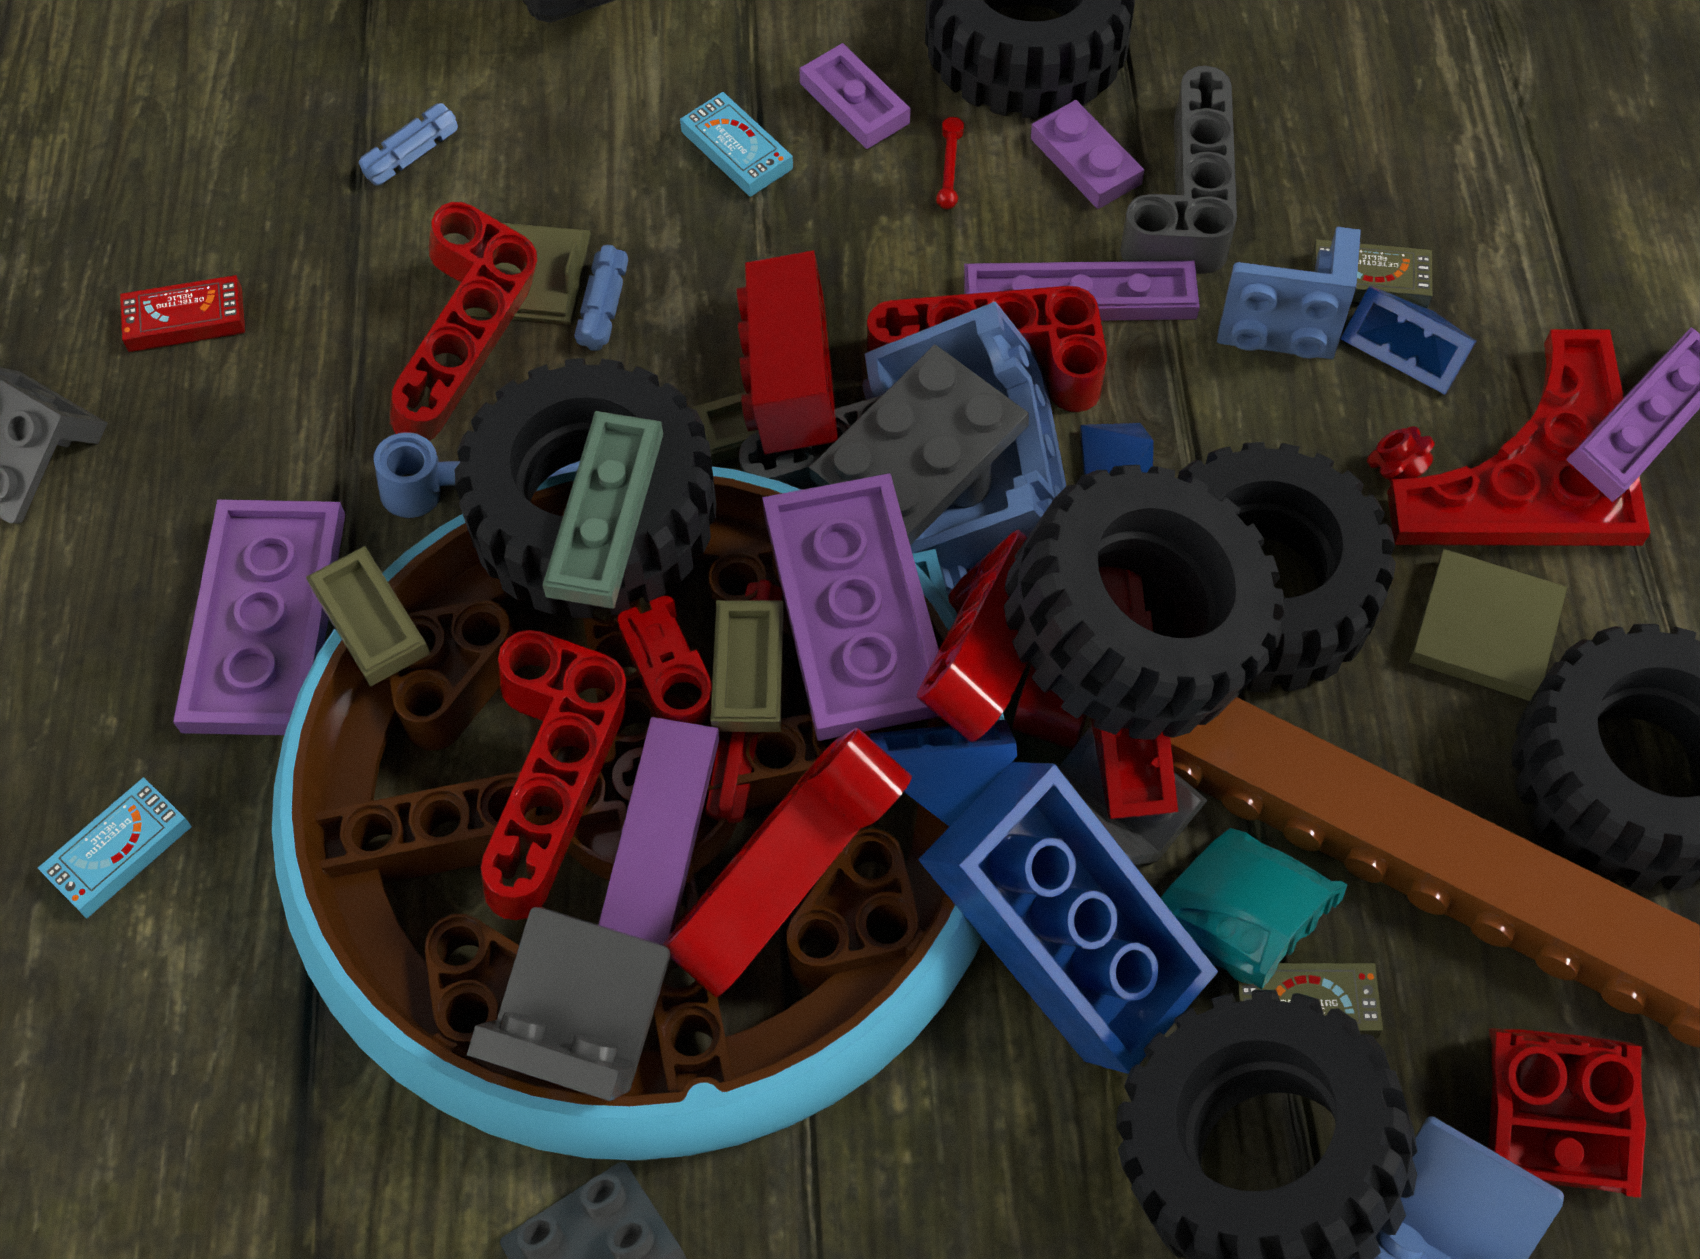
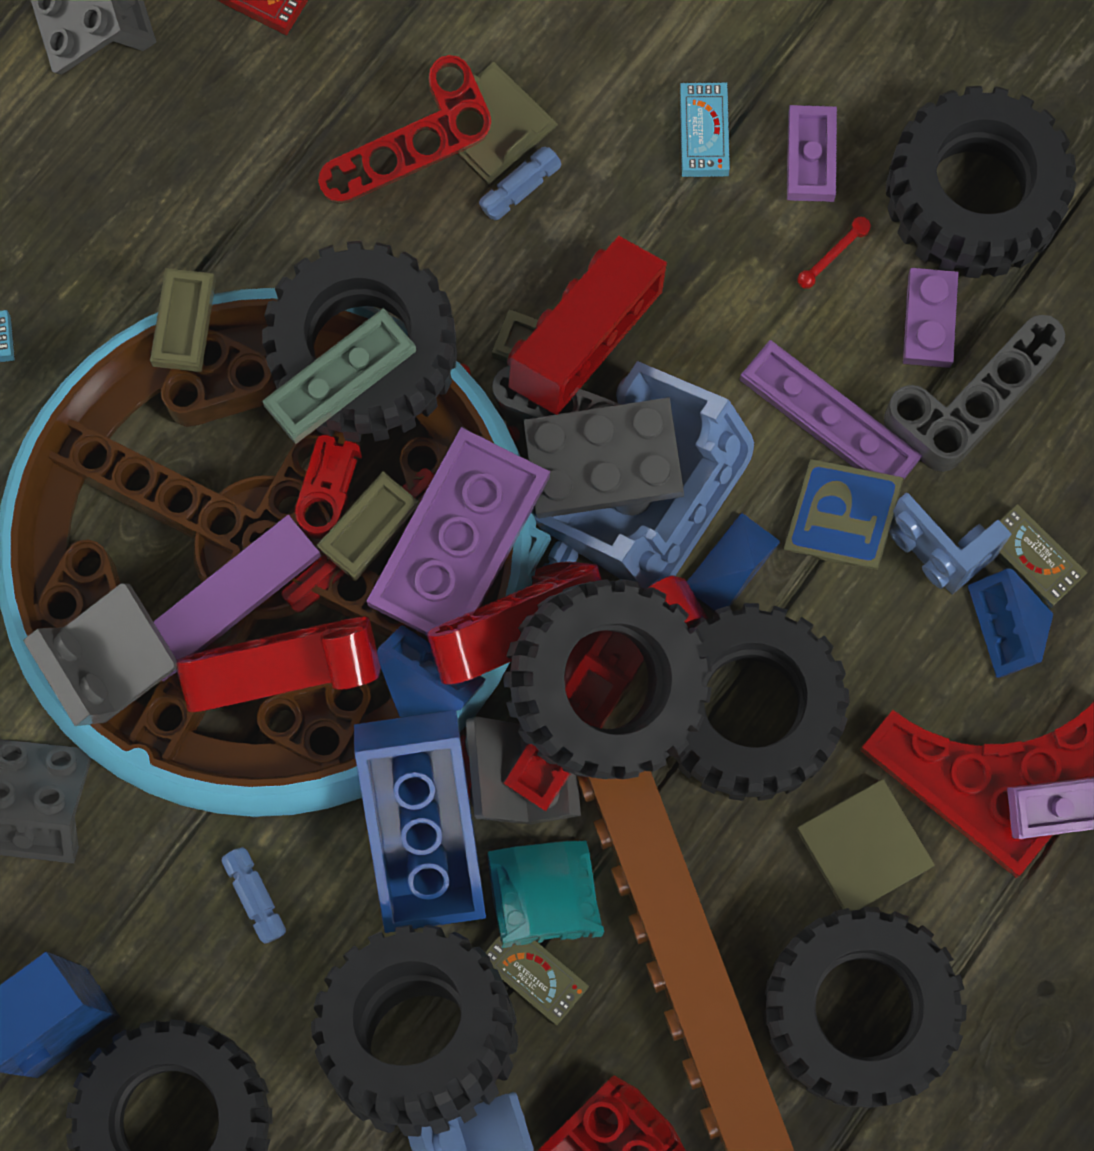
camera: 40 degrees right, 15 degrees up
(257, 615) = (170, 225): medium lavender plate -> none
(421, 492) = (304, 242): medium blue piece -> none
(543, 778) = (195, 503): red beam -> none
(944, 1166) = (253, 895): none -> medium blue axle
(1055, 321) = (743, 391): red beam -> none
(1180, 352) = (844, 514): none -> piece
(1402, 454) = (918, 698): red plate -> none

